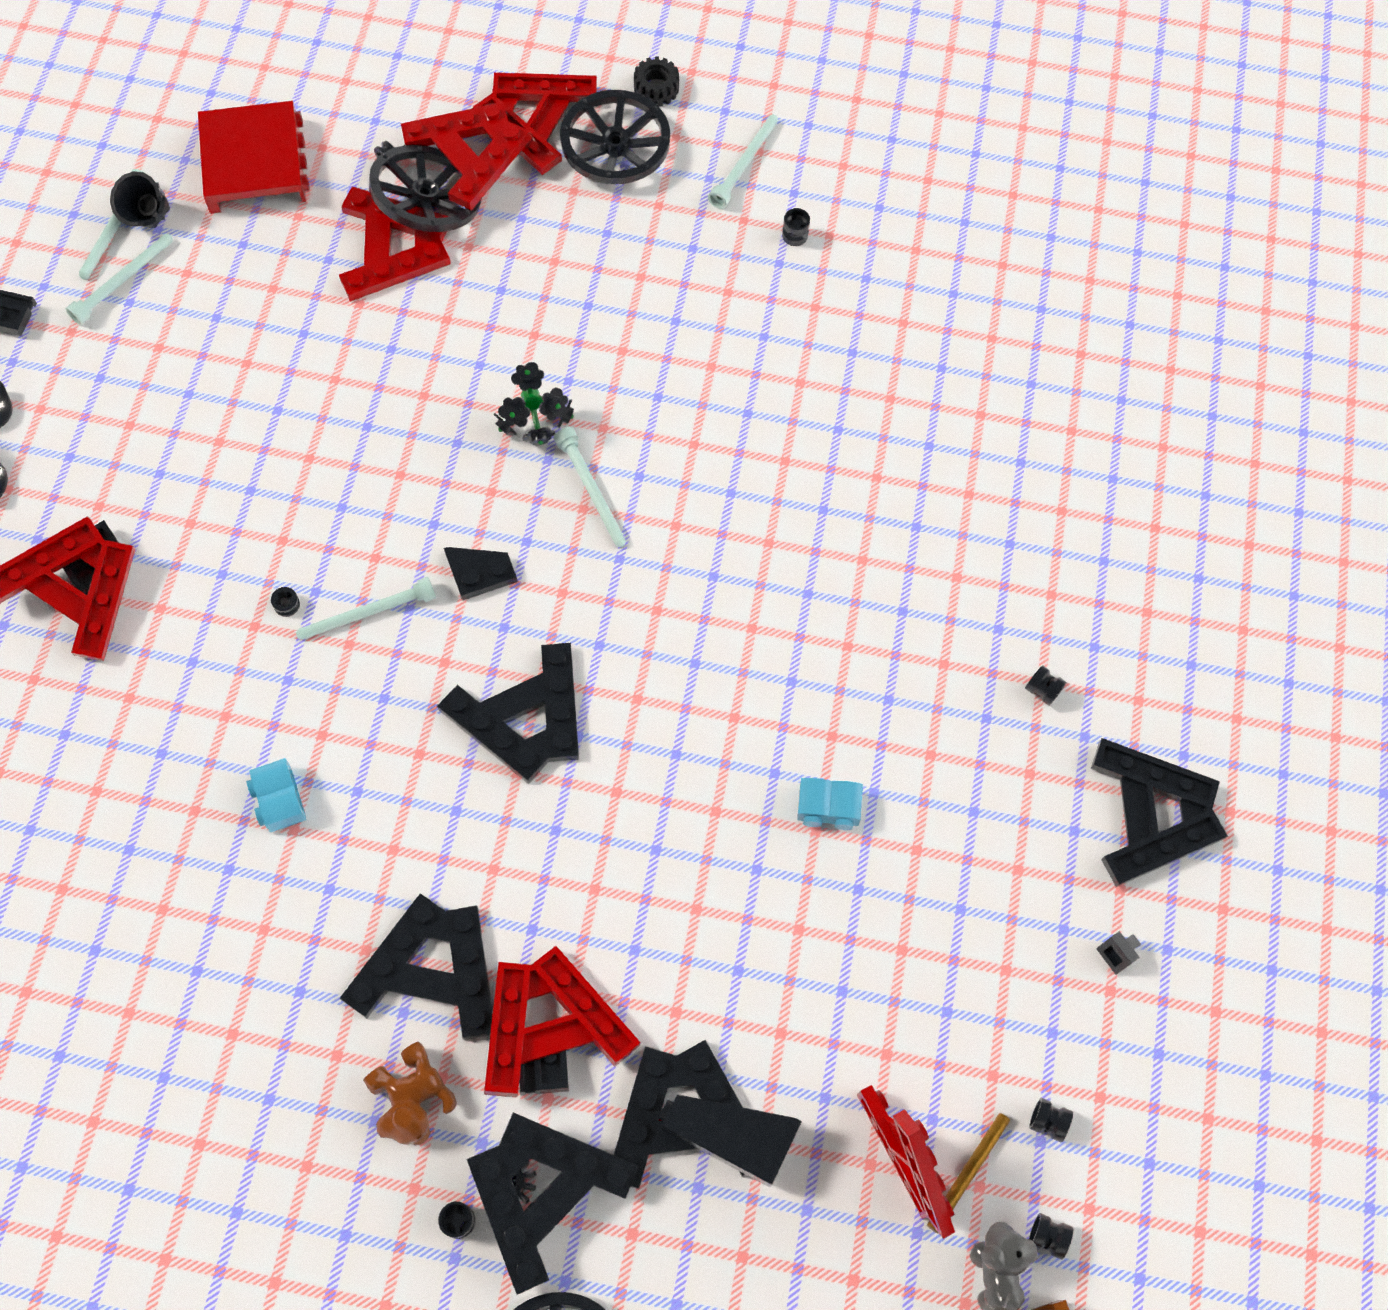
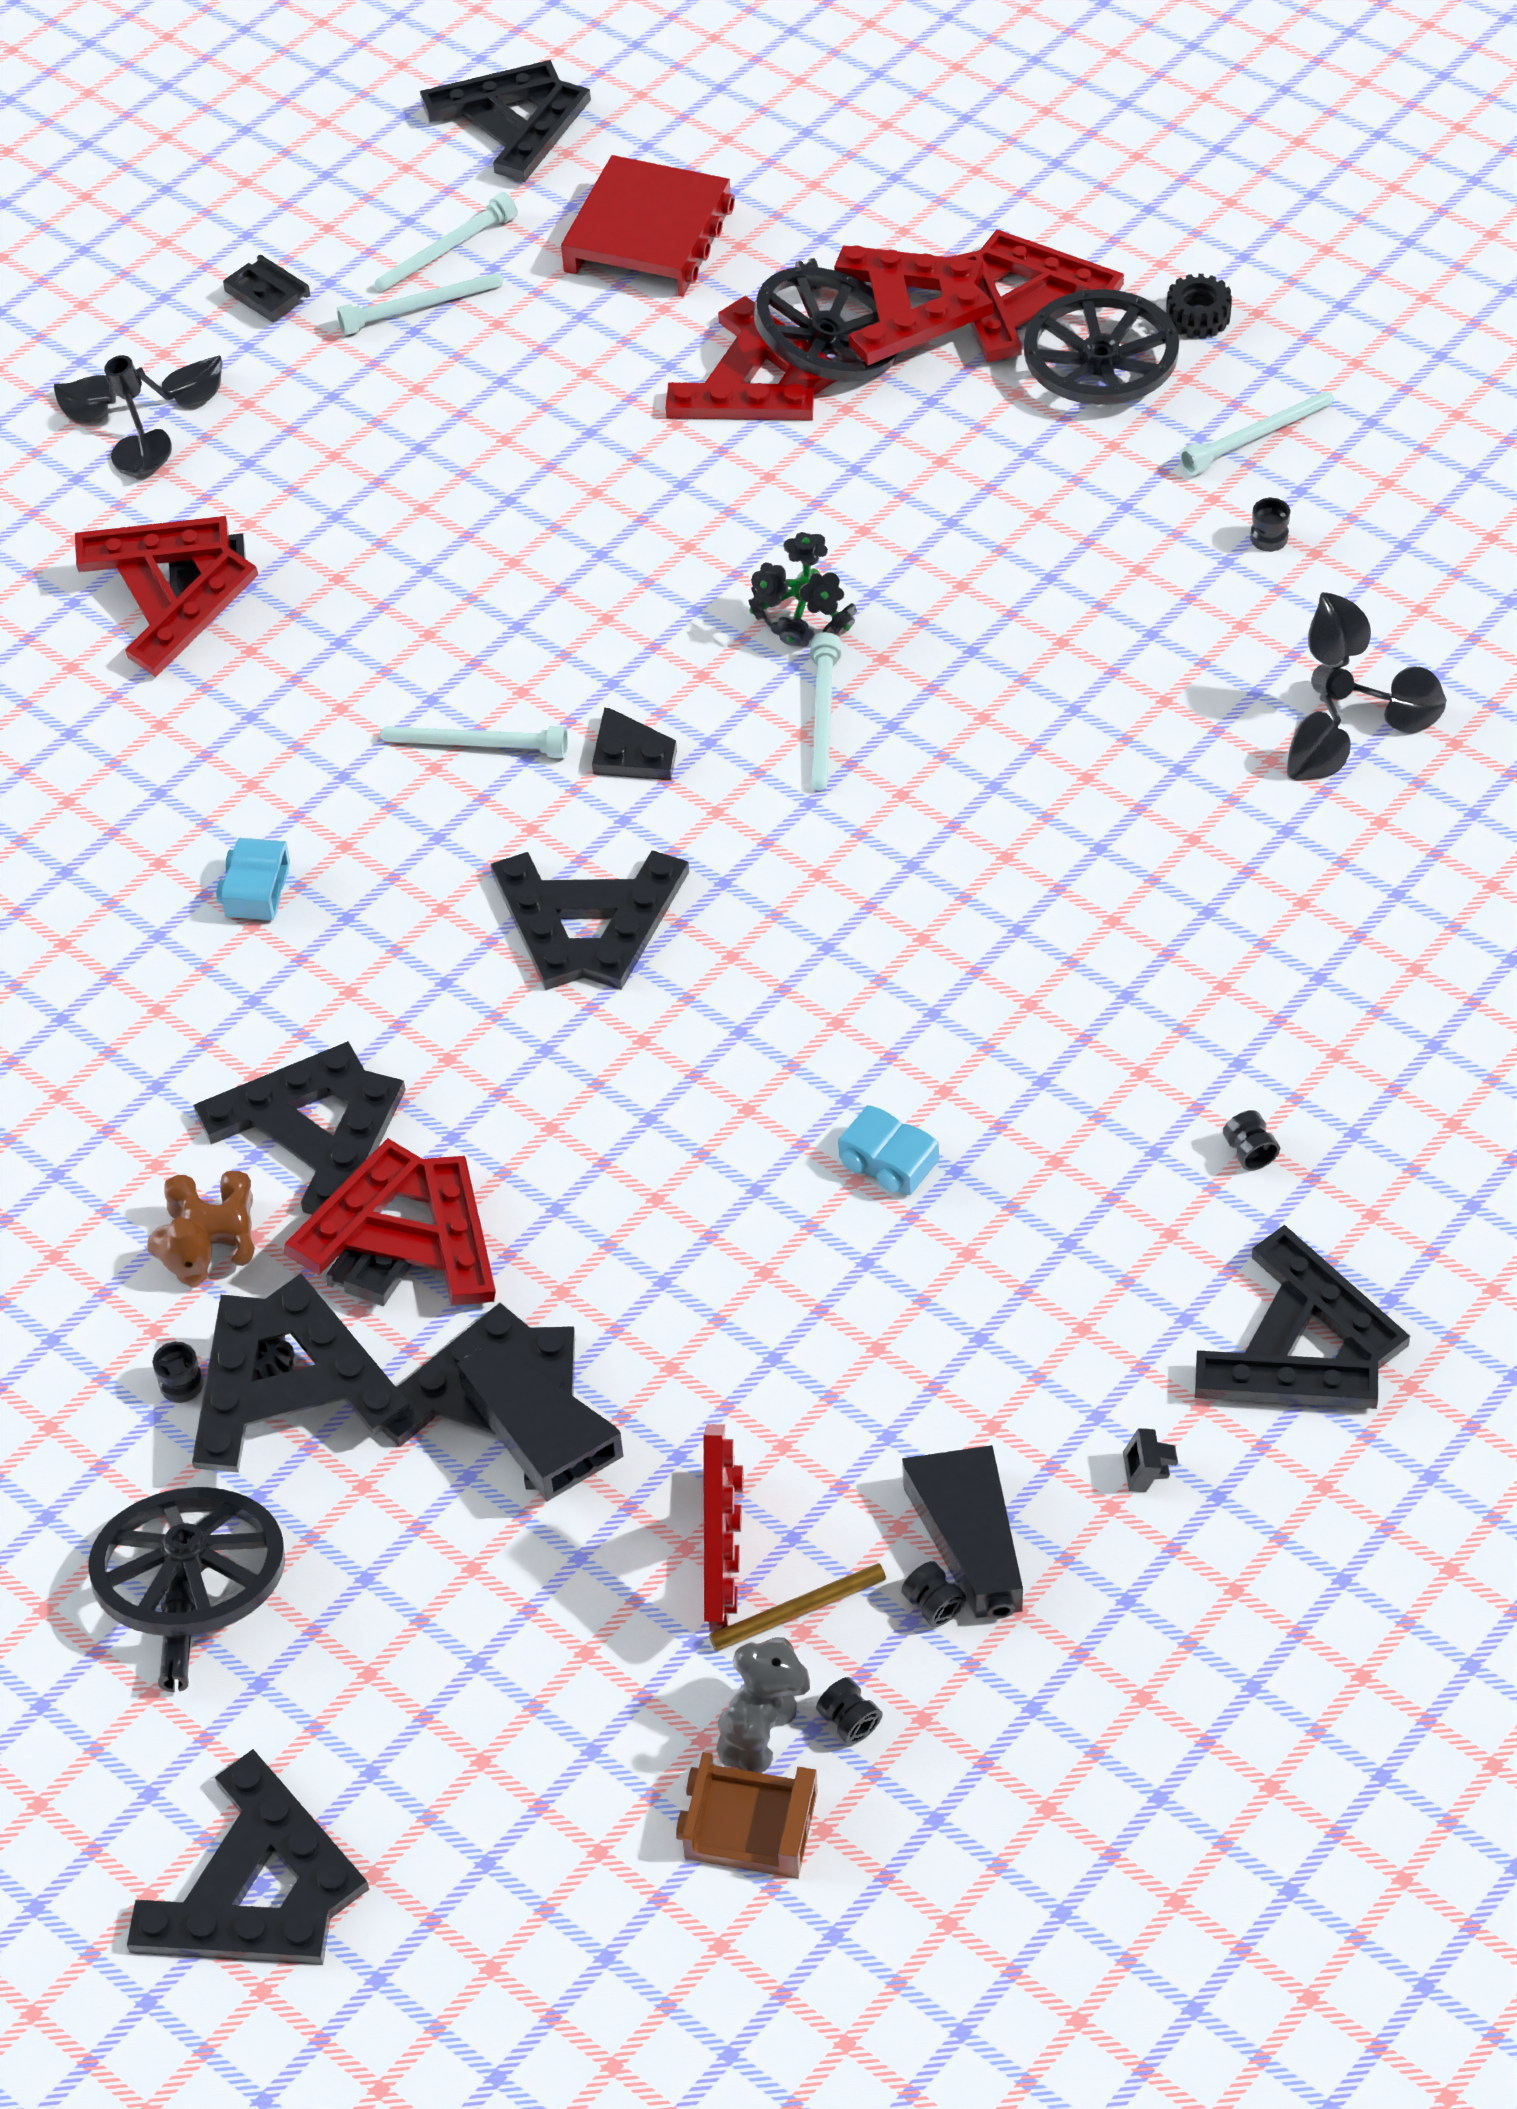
camera: 35 degrees right, 15 degrees down
(74, 100) = (486, 102): none -> black plate
(138, 200) = (485, 224): black helmet -> none
(279, 608) = (389, 684): black bush -> none
(908, 300) = (1335, 634): none -> black plant
(1043, 1056) = (968, 1521): none -> black slope

